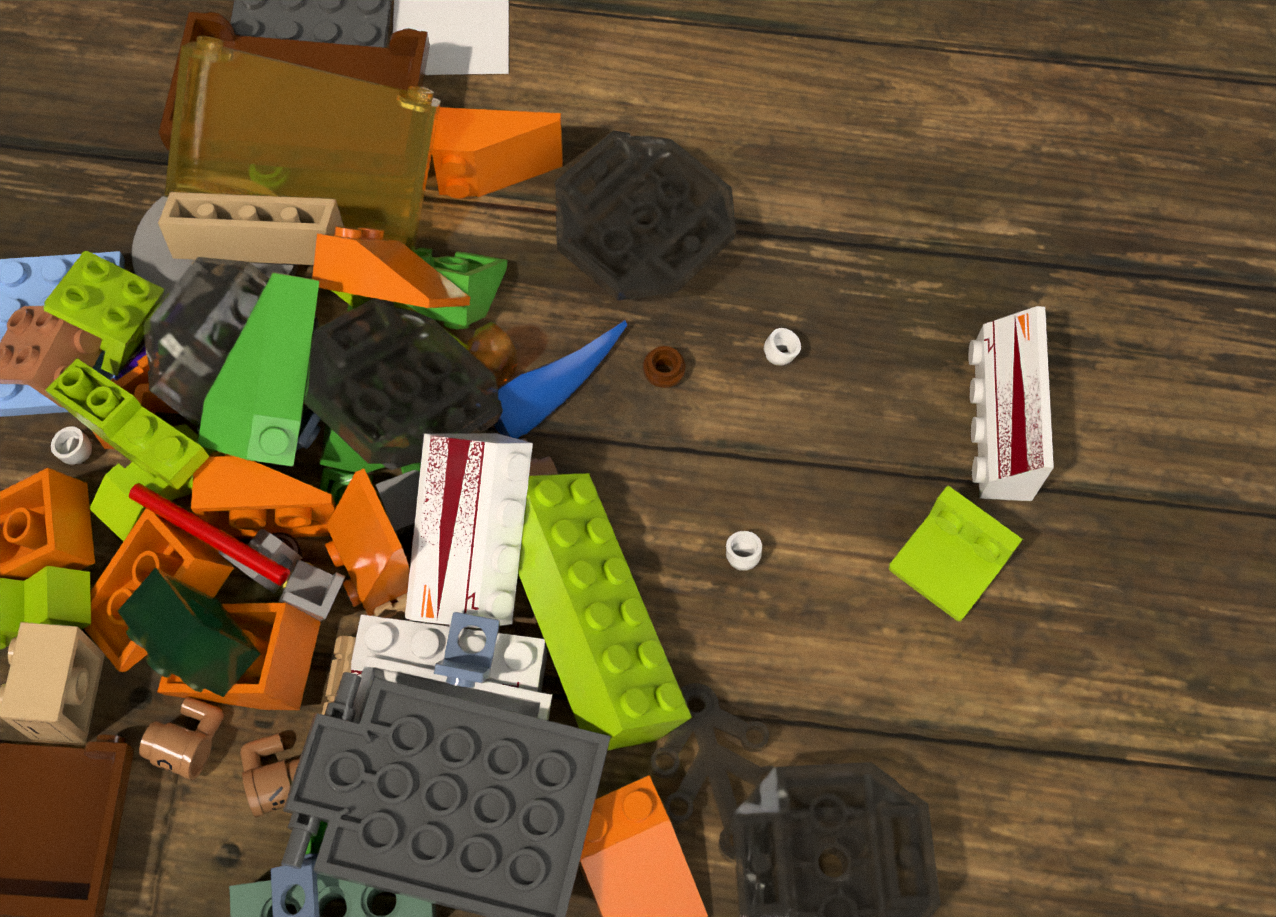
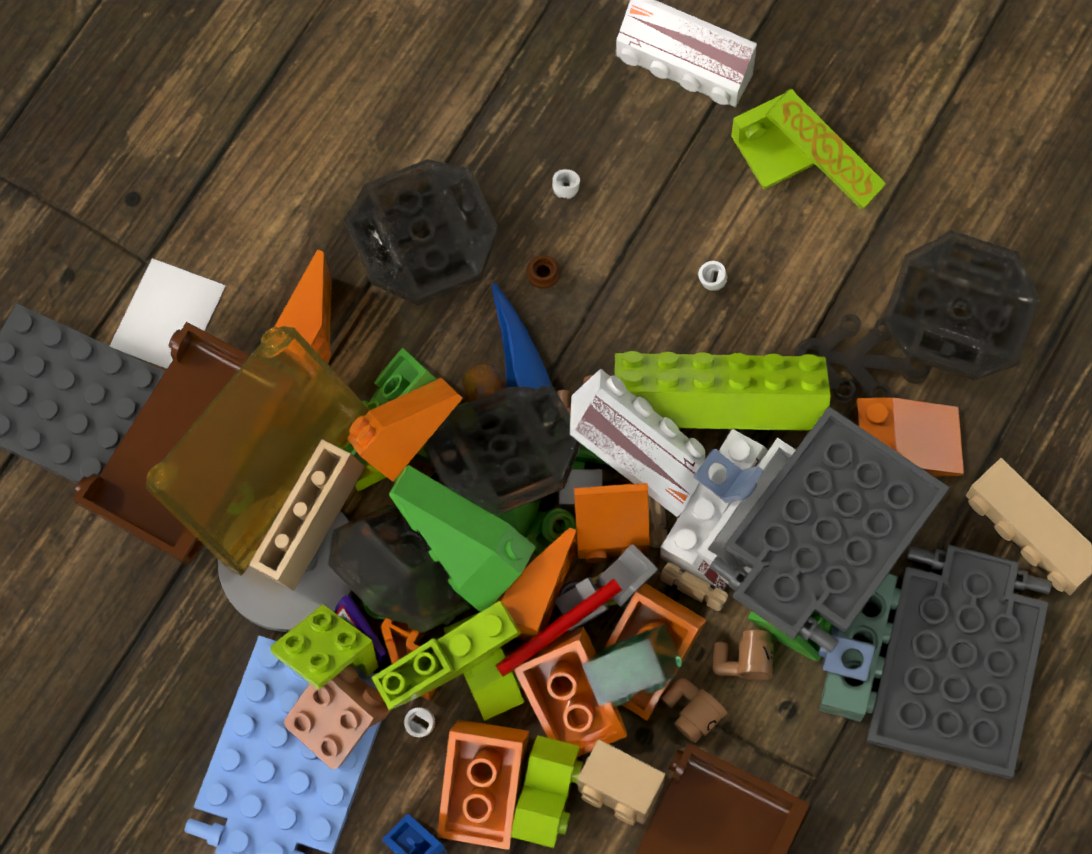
camera: 60 degrees left, 5 degrees up
(968, 612) = (825, 148): none -> lime tile

